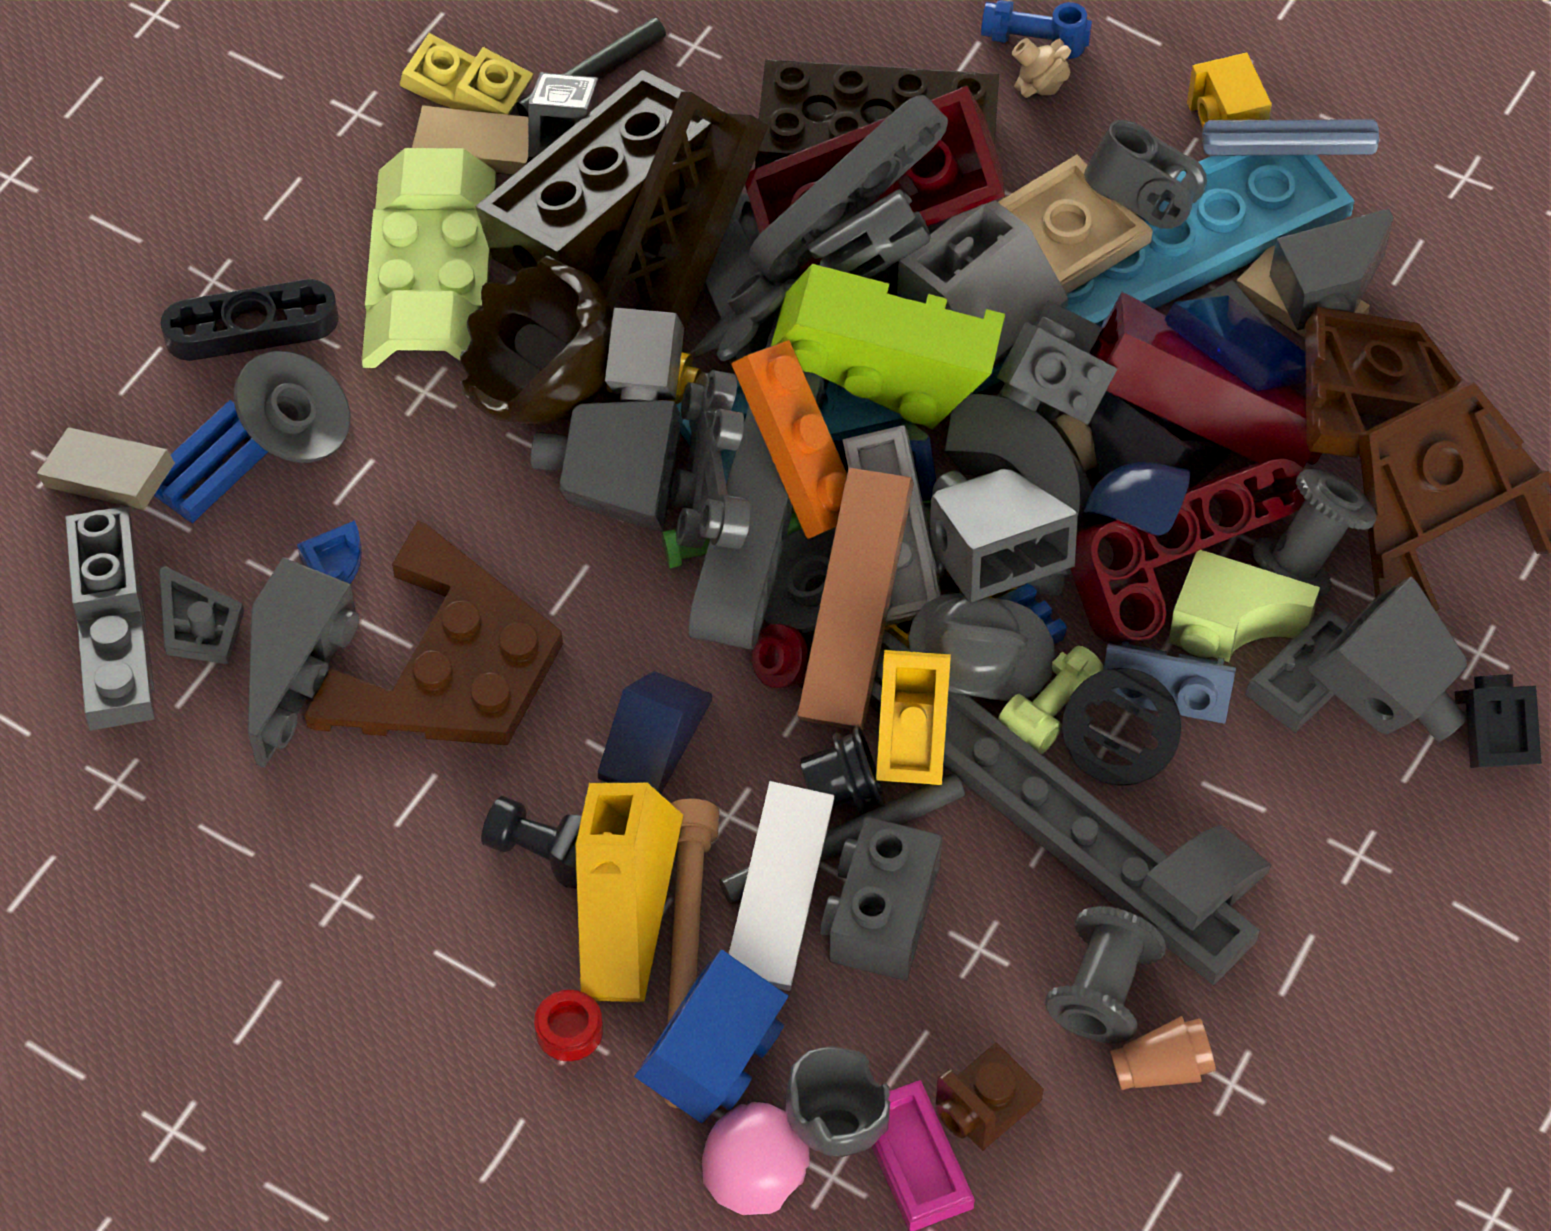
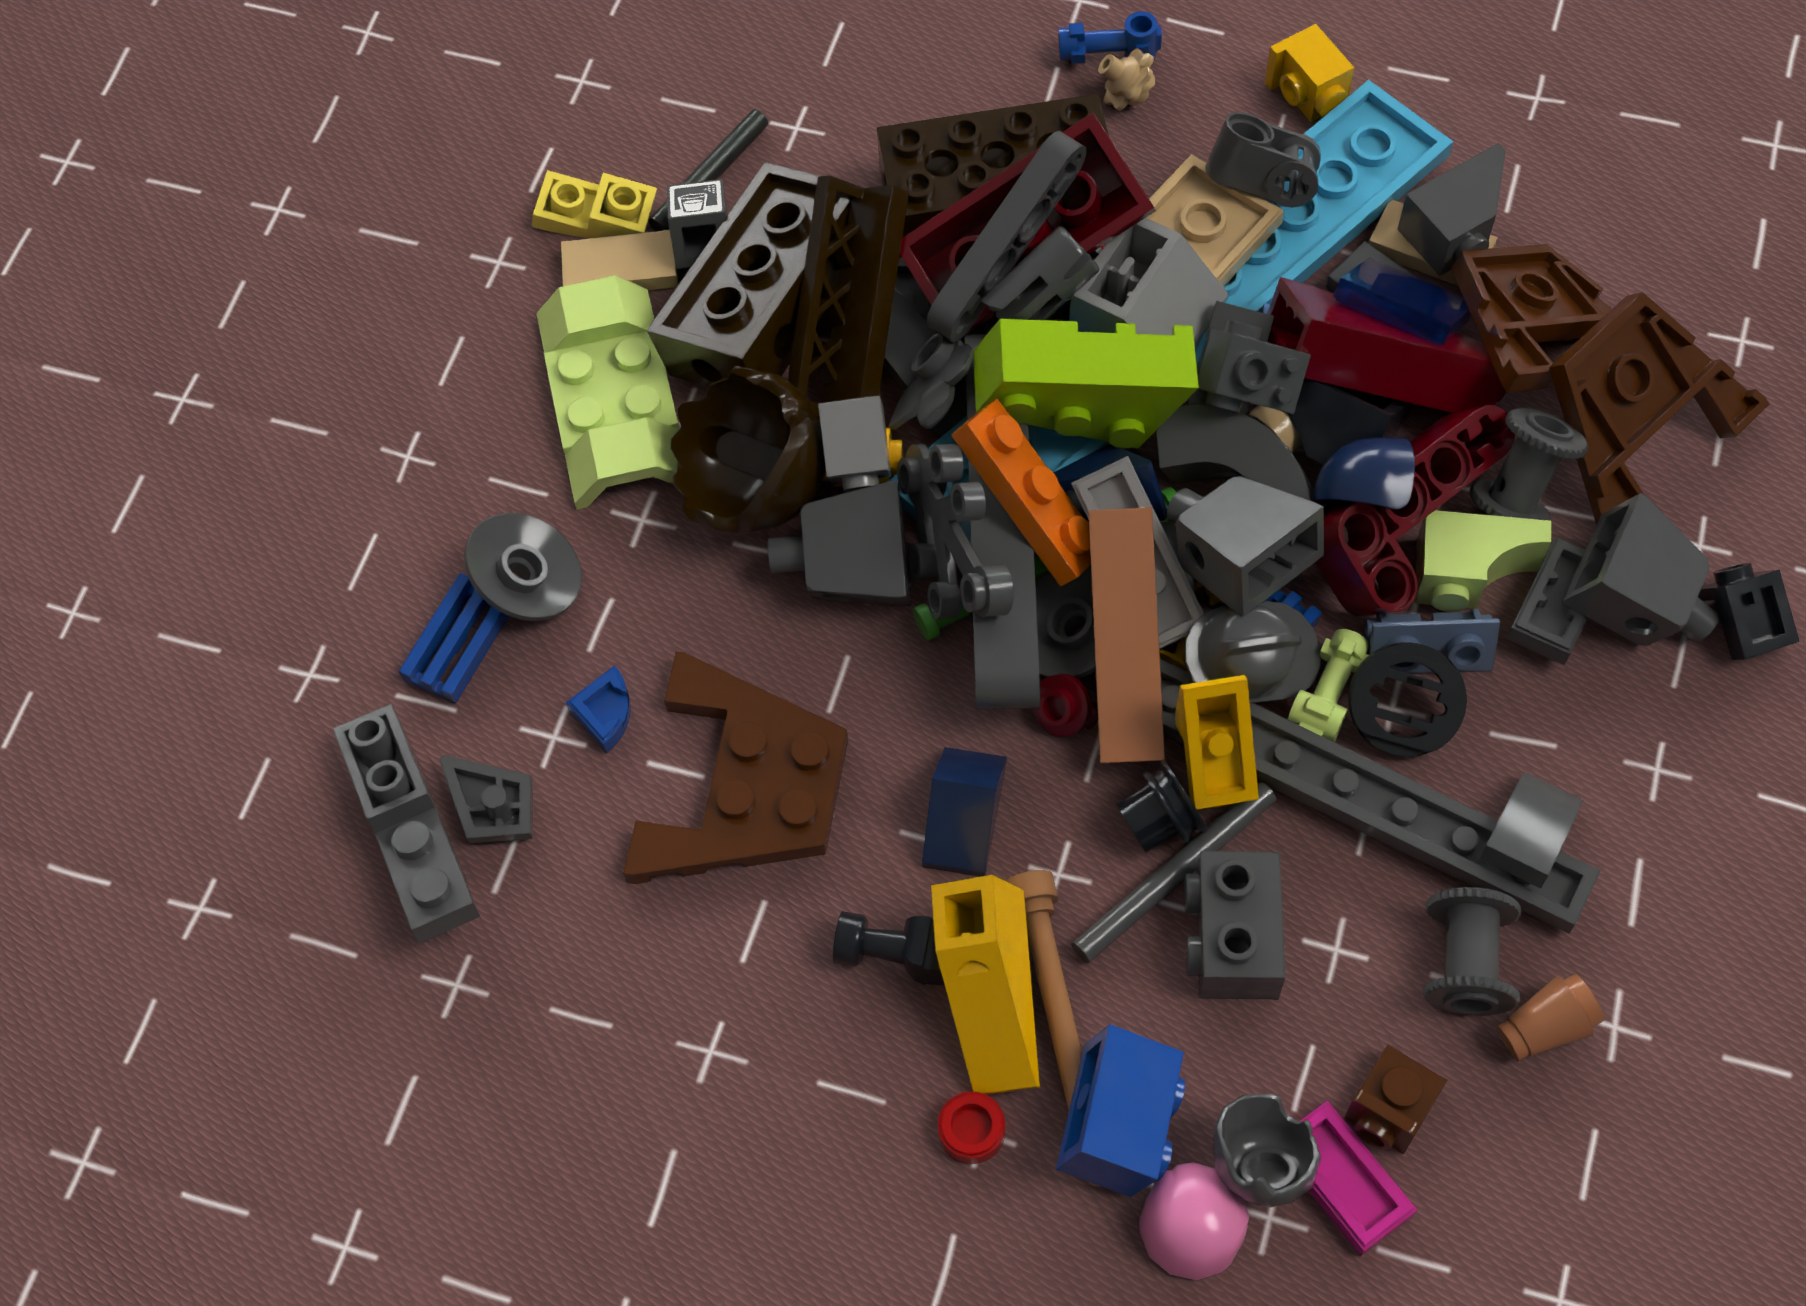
camera: 10 degrees left, 5 degrees up
(106, 468) = (358, 669): tile -> none
(229, 305) = (466, 464): black beam -> none
(293, 637) = (591, 795): dark grey slope -> none
(781, 881) = (1135, 935): white tile -> none
(1290, 137) = (1379, 95): sand blue axle -> none

